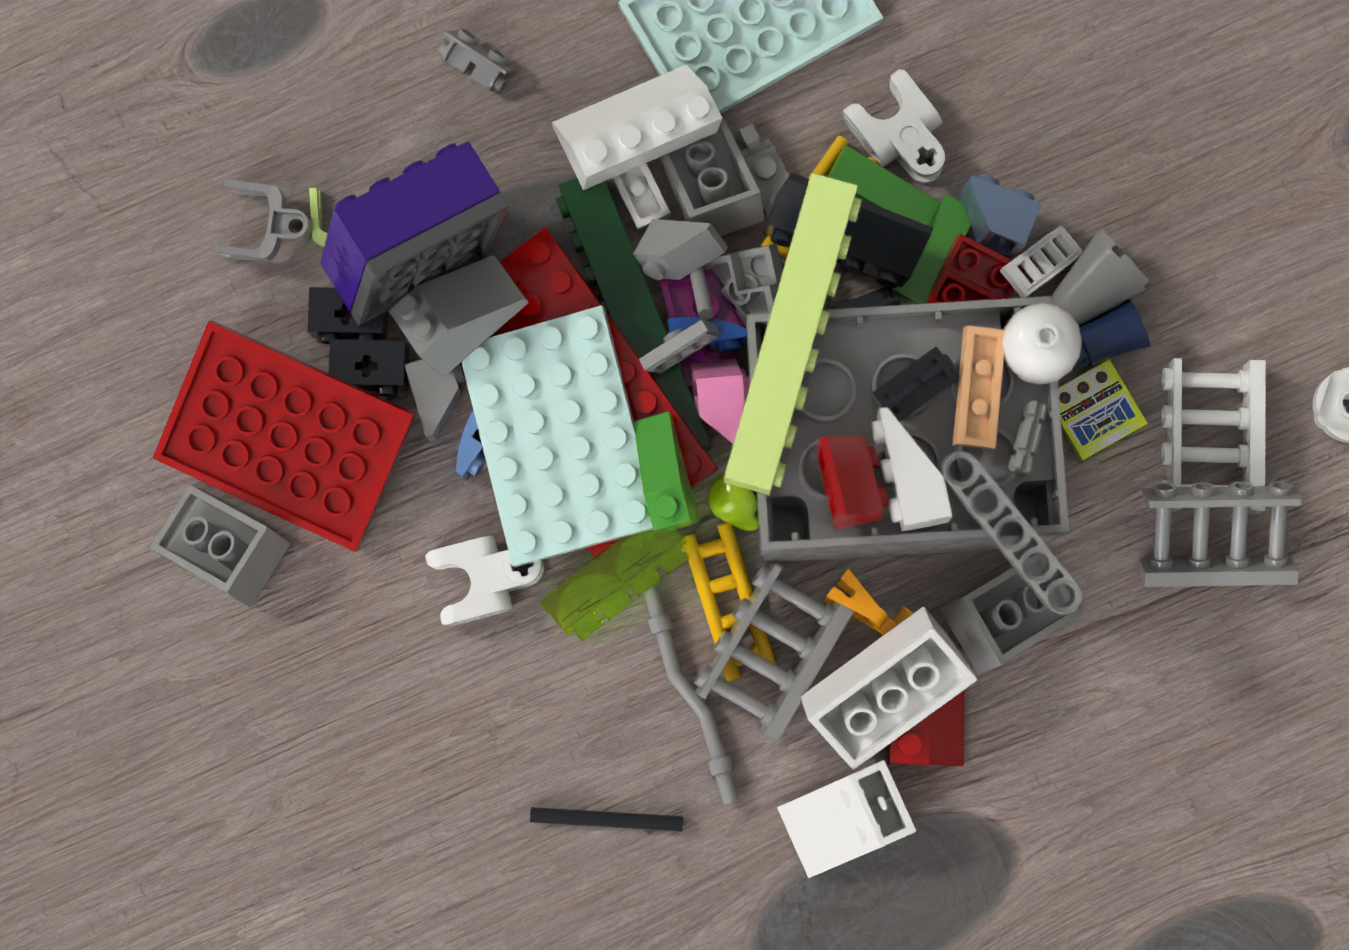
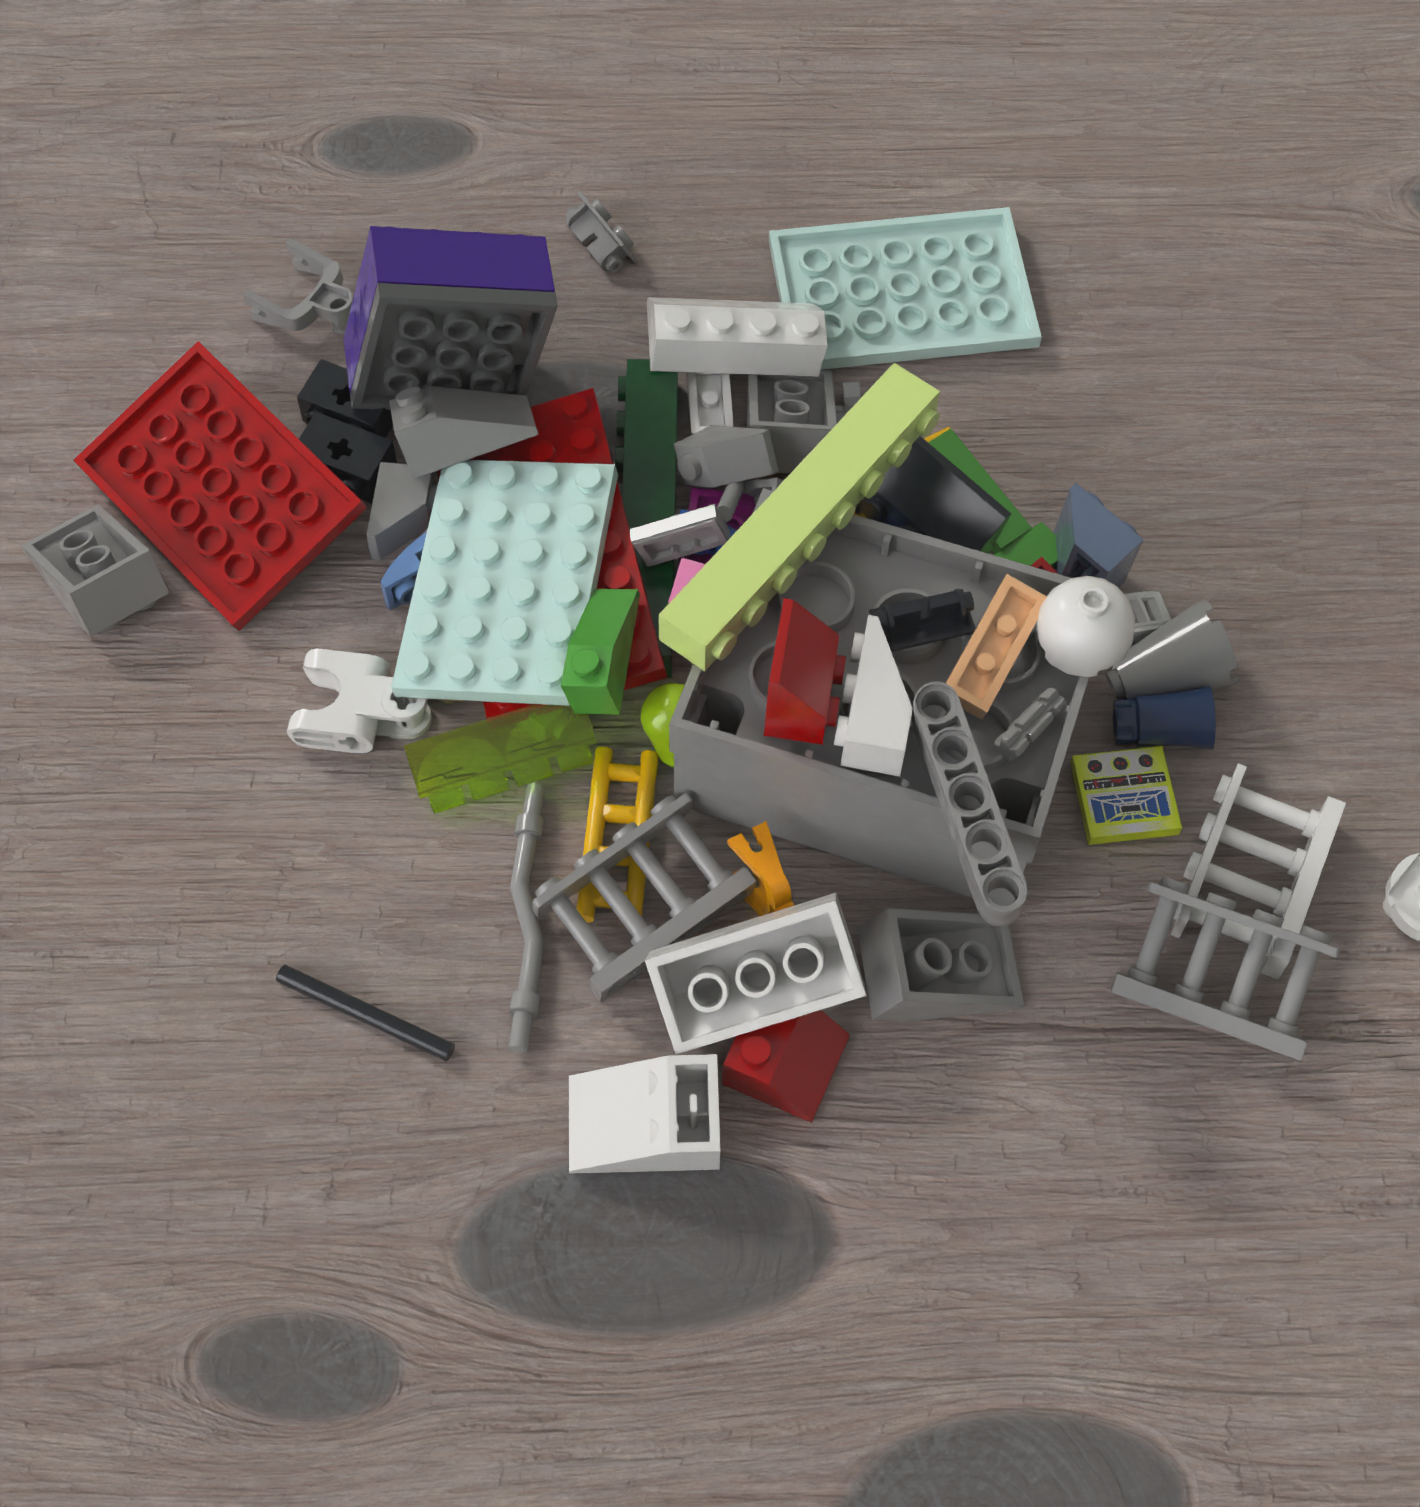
camera: 15 degrees right, 20 degrees down
(903, 135) = (1018, 449): white piece -> none

